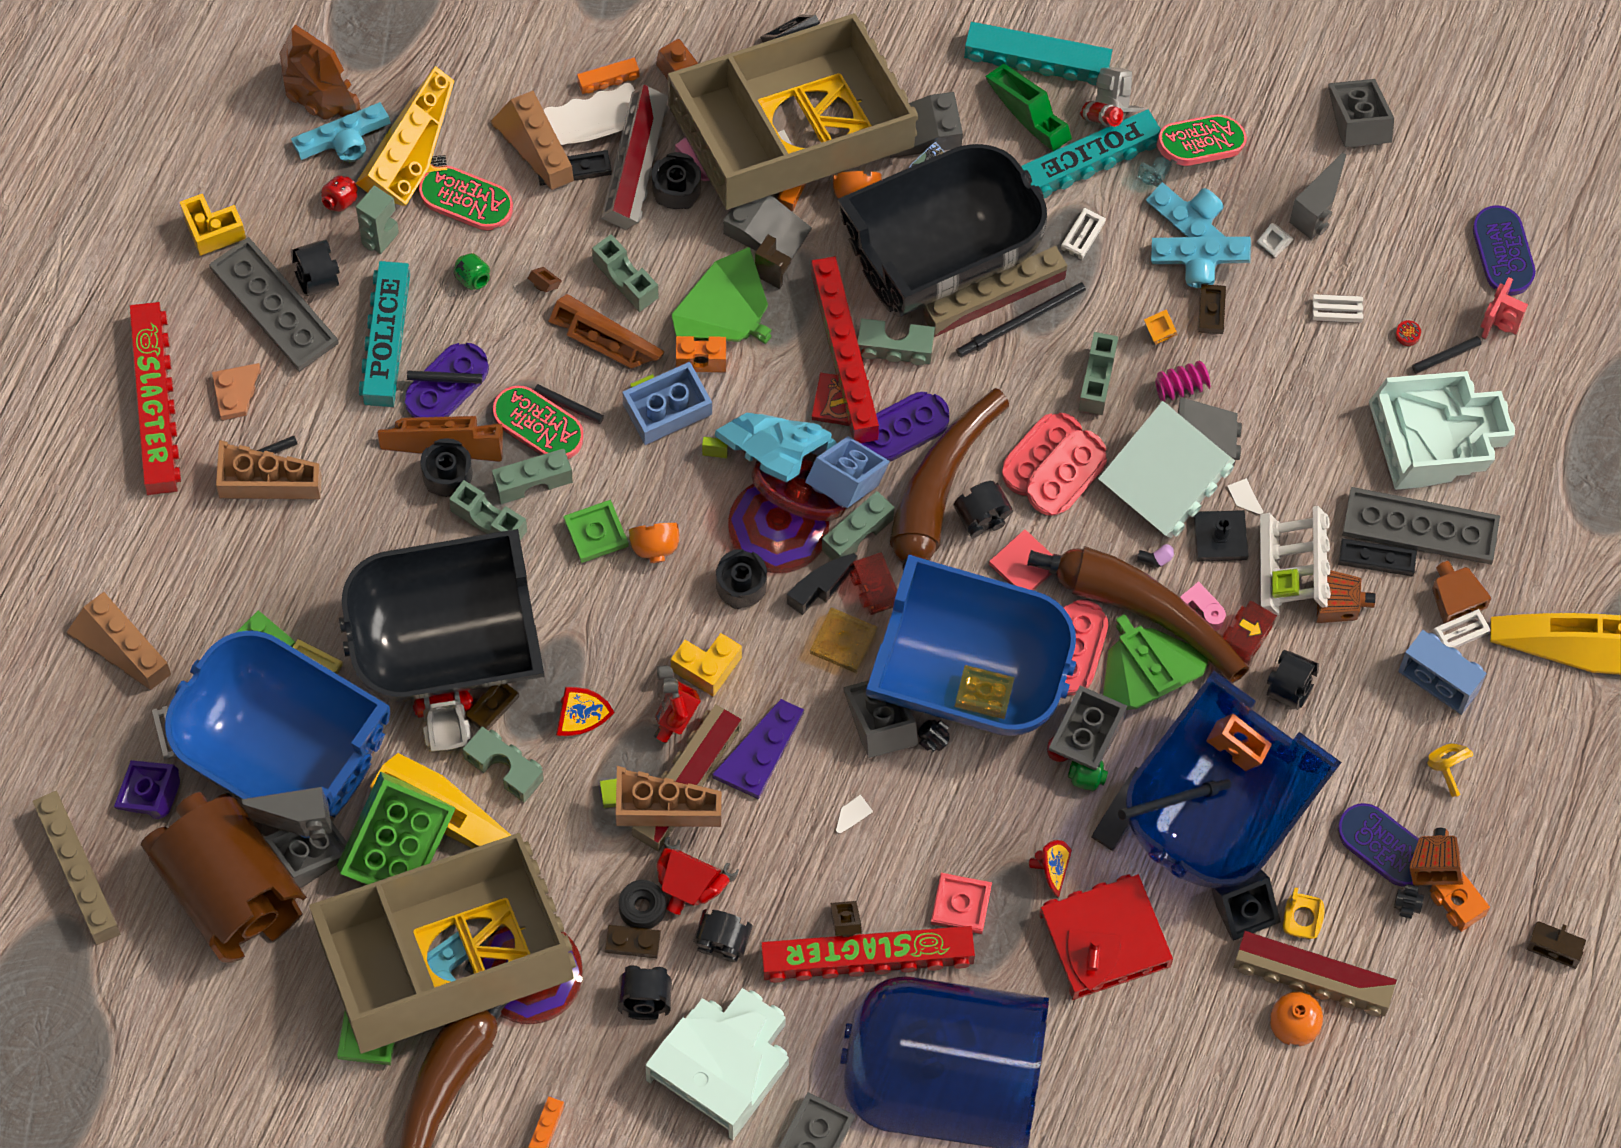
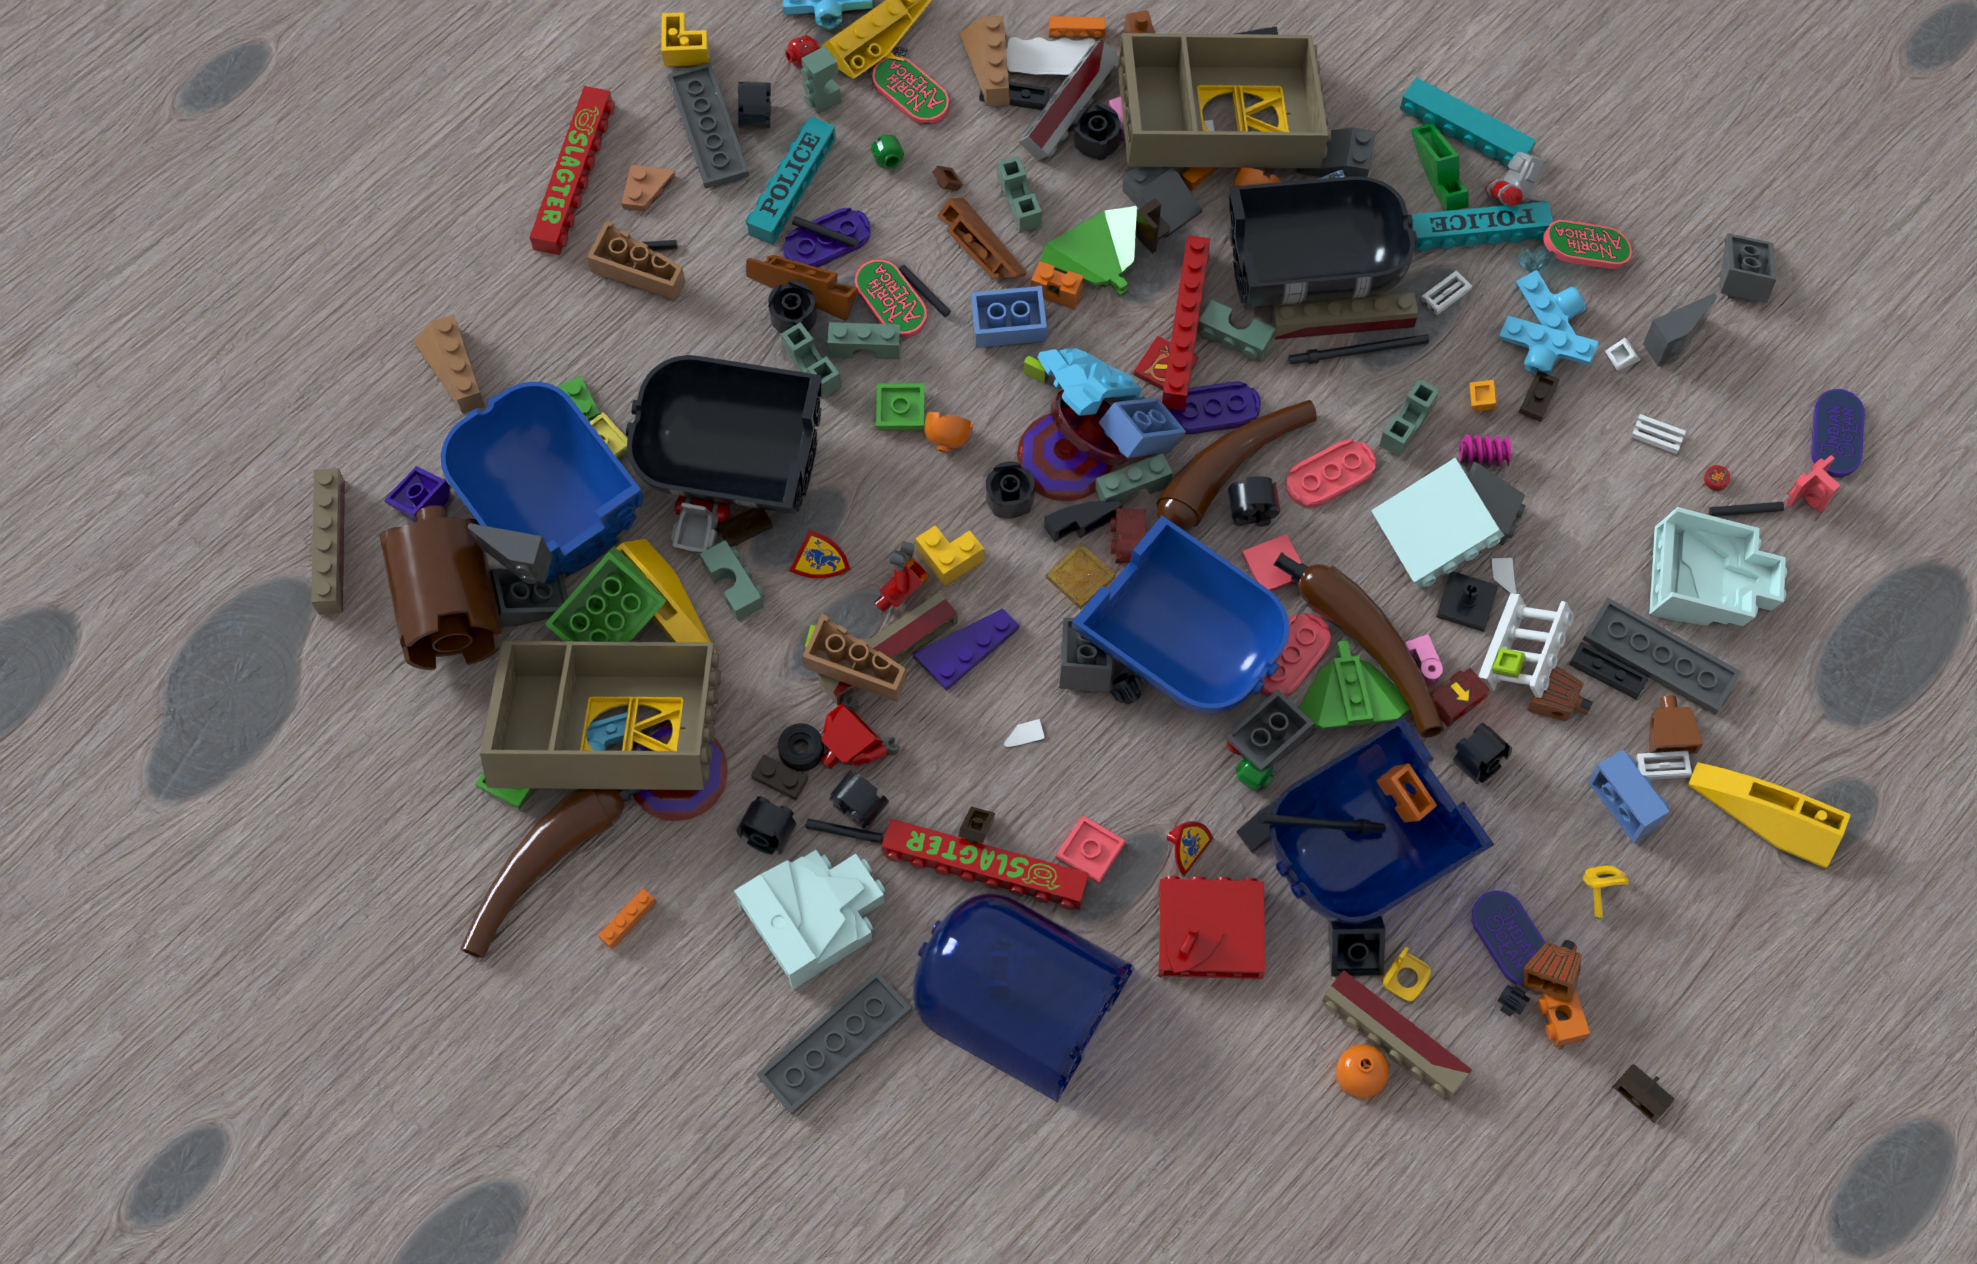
camera: 25 degrees right, 0 degrees up
(719, 970) = (844, 831): none -> black bar
(984, 692) = (1187, 665): clear yellow plate -> none
(1066, 472) = (1345, 496): coral tile -> none
(1157, 558) = (1399, 601): arm -> none

